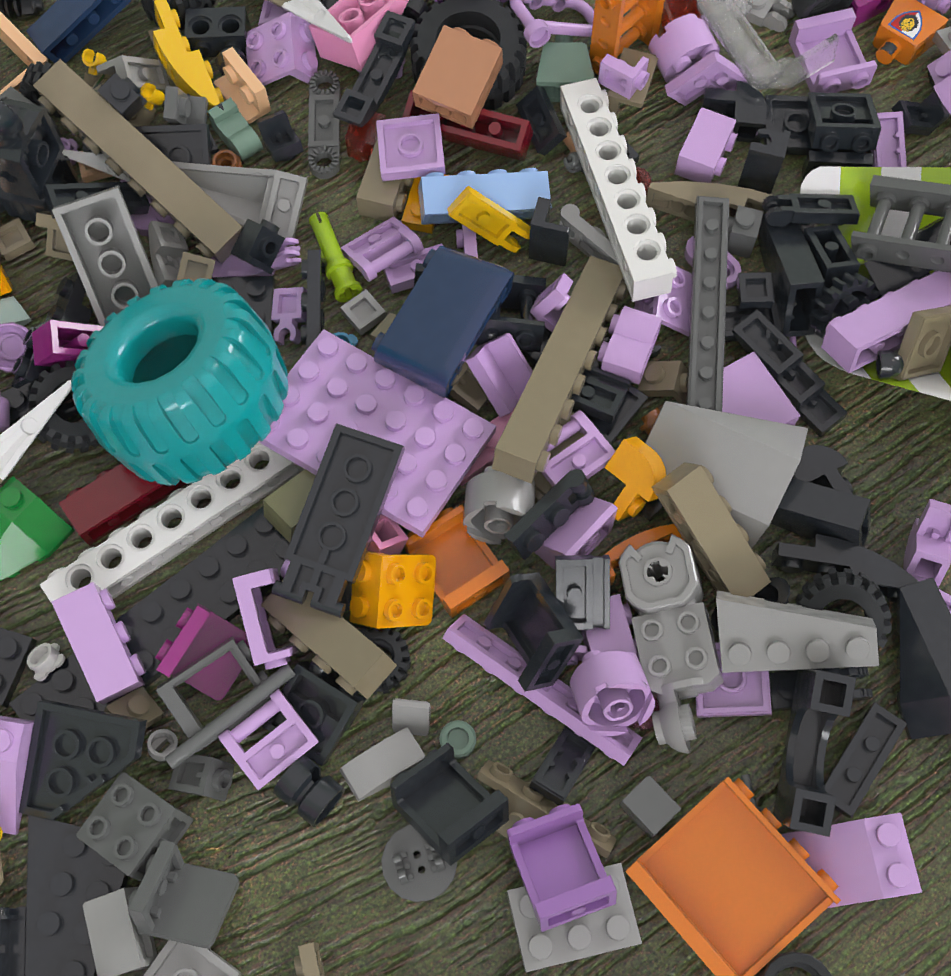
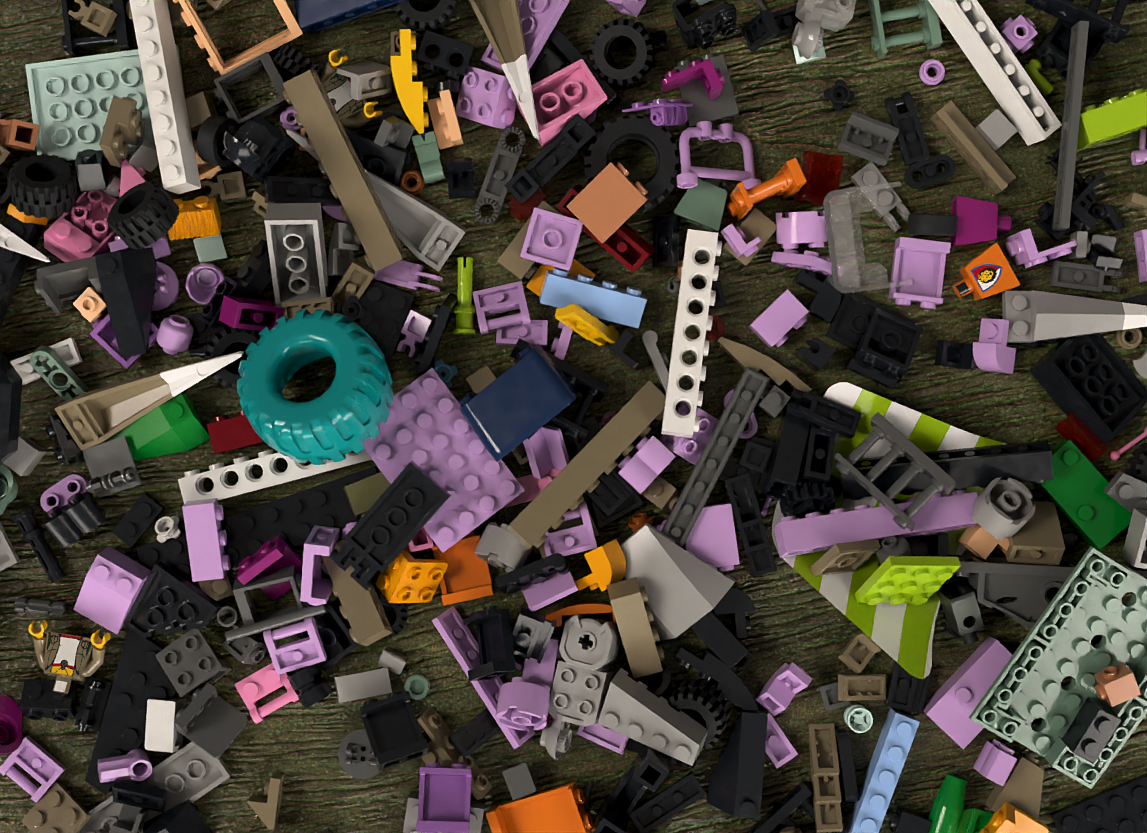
camera: 15 degrees right, 20 degrees up
(122, 96) = (347, 114): black brick -> none
(244, 820) = (261, 684): none -> bright pink plate
(258, 244) = (410, 275): black brick -> none
(363, 312) = (469, 352): light grey plate -> none
(551, 300) = (603, 410): lavender bracket -> none
(888, 364) = (808, 565): black hinge -> none
(891, 142) = (919, 372): lavender plate -> none

